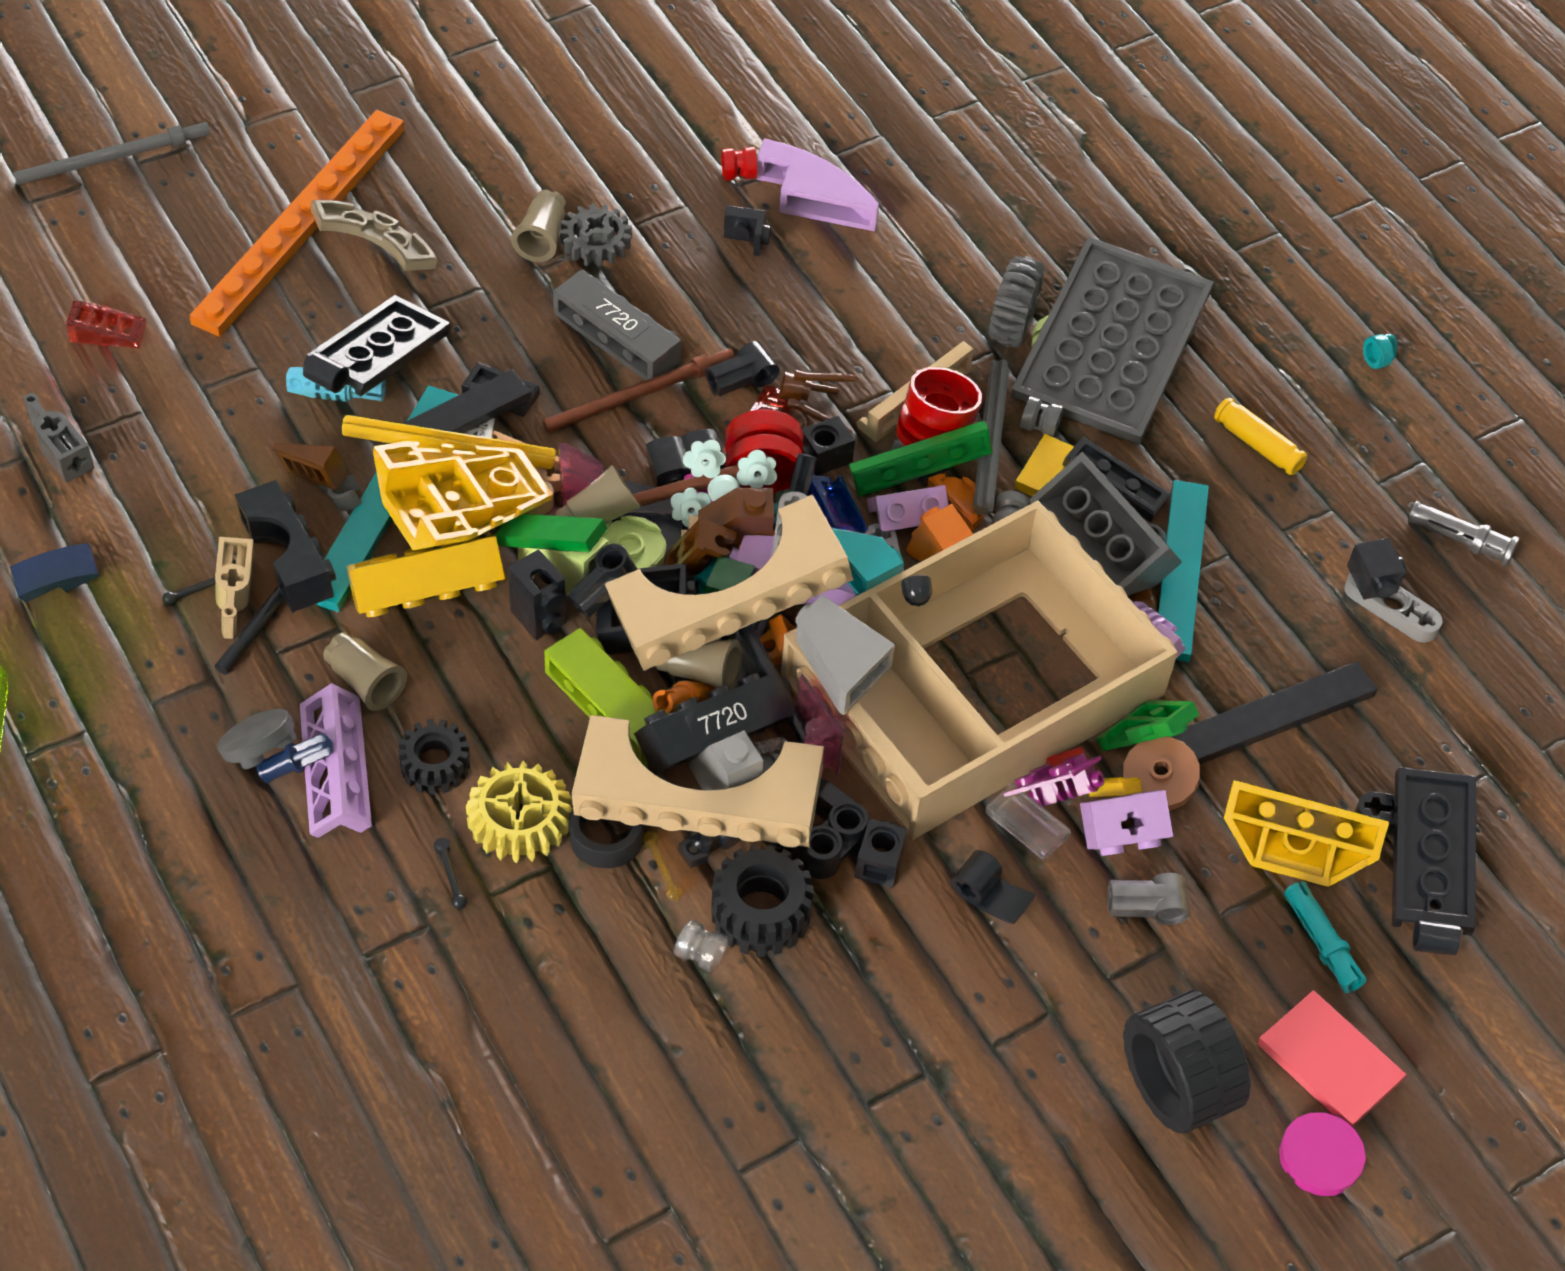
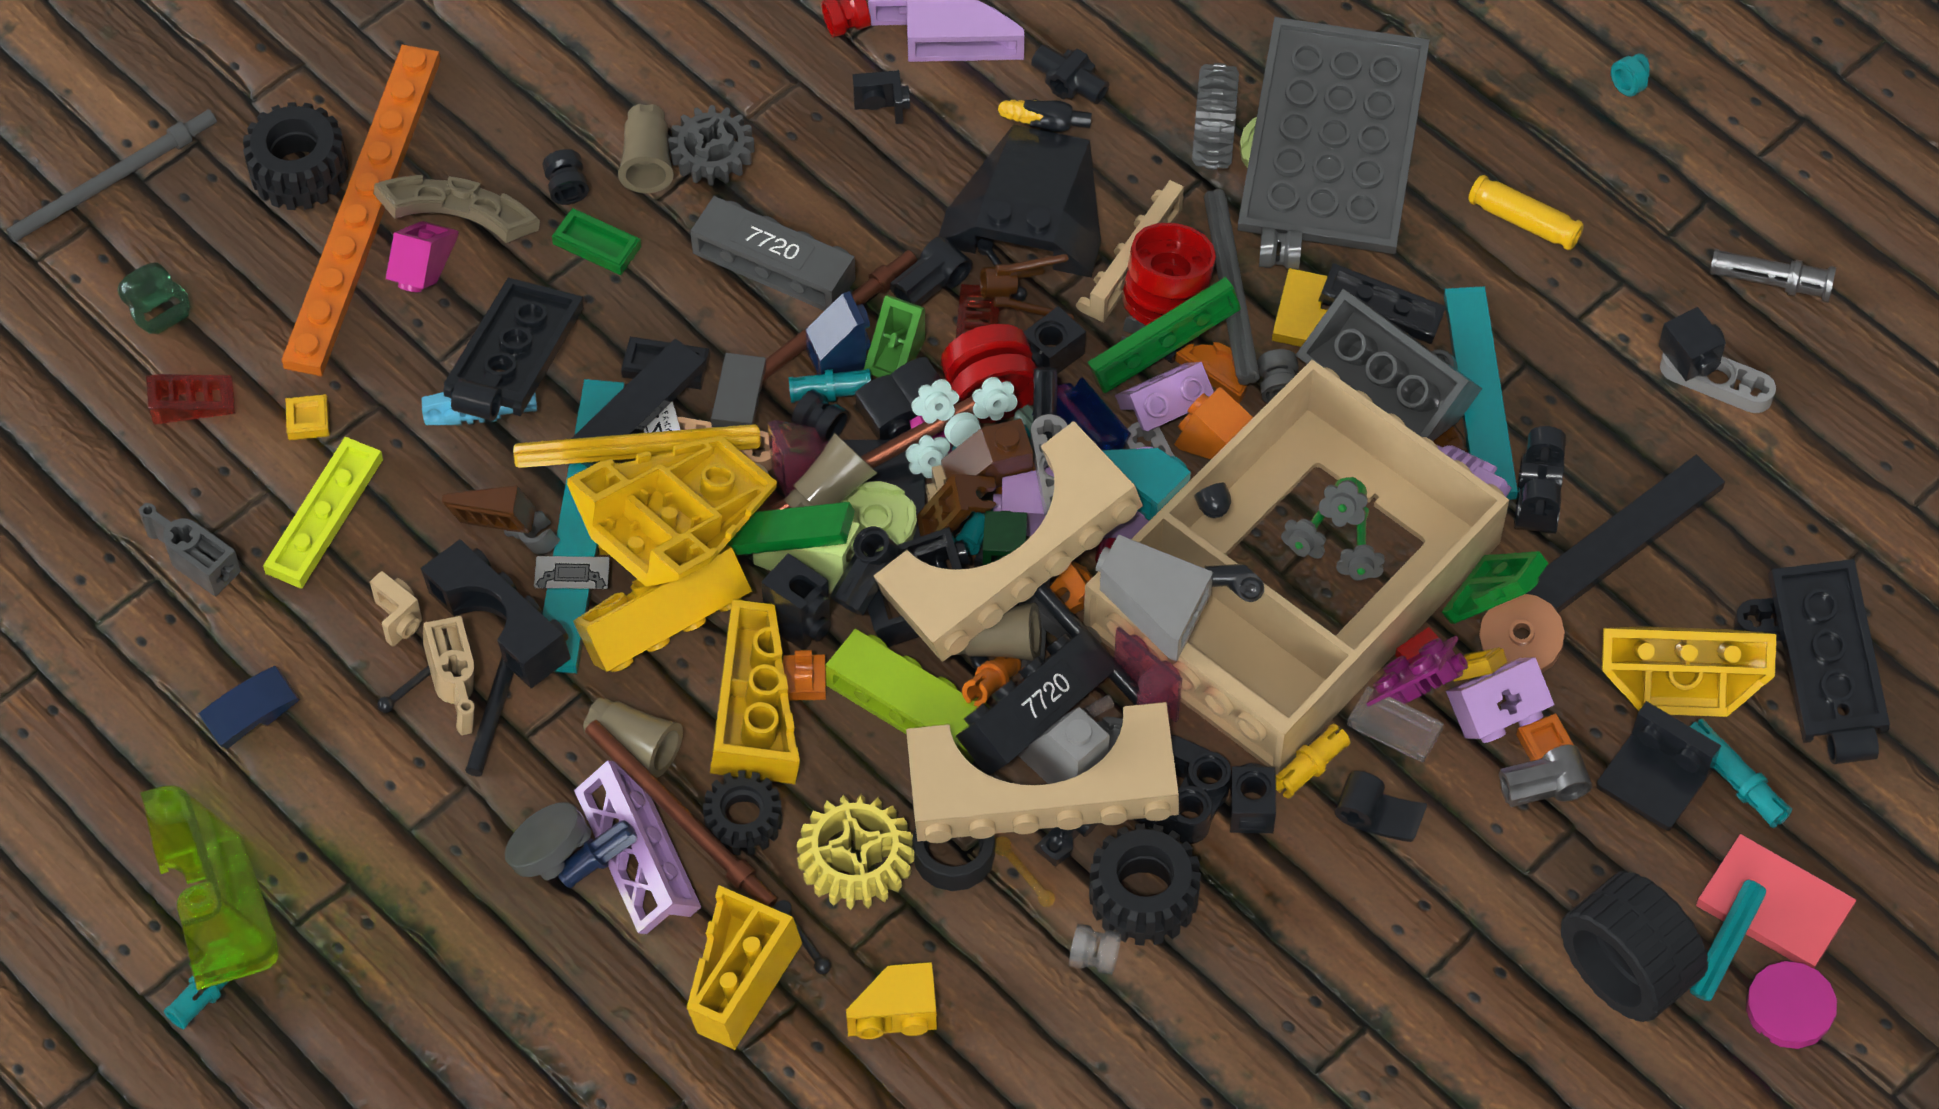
camera: 10 degrees left, 5 degrees up
(104, 239) = (149, 288): none -> clear green piece
(176, 437) = (323, 512): none -> neon yellow plate
(194, 363) = (307, 417): none -> yellow tile
(209, 524) = (400, 603): none -> tan bracket
(259, 168) = (292, 131): none -> black tyre
(329, 262) = (419, 255): none -> dark pink slope
(361, 530) = (571, 572): none -> sticker
(383, 882) = (740, 965): none -> yellow wedge
(413, 803) = (739, 872): none -> copper bar
(469, 232) = (565, 175): none -> black wheel
(471, 667) = (753, 708): none -> yellow wedge
(478, 286) = (596, 241): none -> green tile
(509, 947) = (895, 1003): none -> yellow slope
(526, 659) = (805, 675): none -> orange tile
(550, 420) = (738, 390): none -> dark grey tile
(610, 452) = (817, 413): none -> black wheel
(625, 435) = (829, 384): none -> teal pin
(646, 400) = (839, 337): none -> dark blue slope
(697, 408) = (896, 336): none -> bright green slope
(796, 363) = (985, 247): none -> black hinge
(847, 329) = (1032, 194): none -> black wedge
(880, 274) = (1049, 115): none -> black piece
(907, 247) = (1070, 73): none -> black axle
(918, 659) = (1239, 580): none -> black arm
(943, 833) = (1311, 760): none -> yellow pin
(1026, 615) = (1343, 503): none -> dark grey plant
(1155, 862) = (1543, 736): none -> orange tile
(1213, 648) = (1541, 480): none -> black piece
(1255, 913) = (1659, 767): none -> black bracket
(1278, 1080) = (1729, 938): none -> teal axle

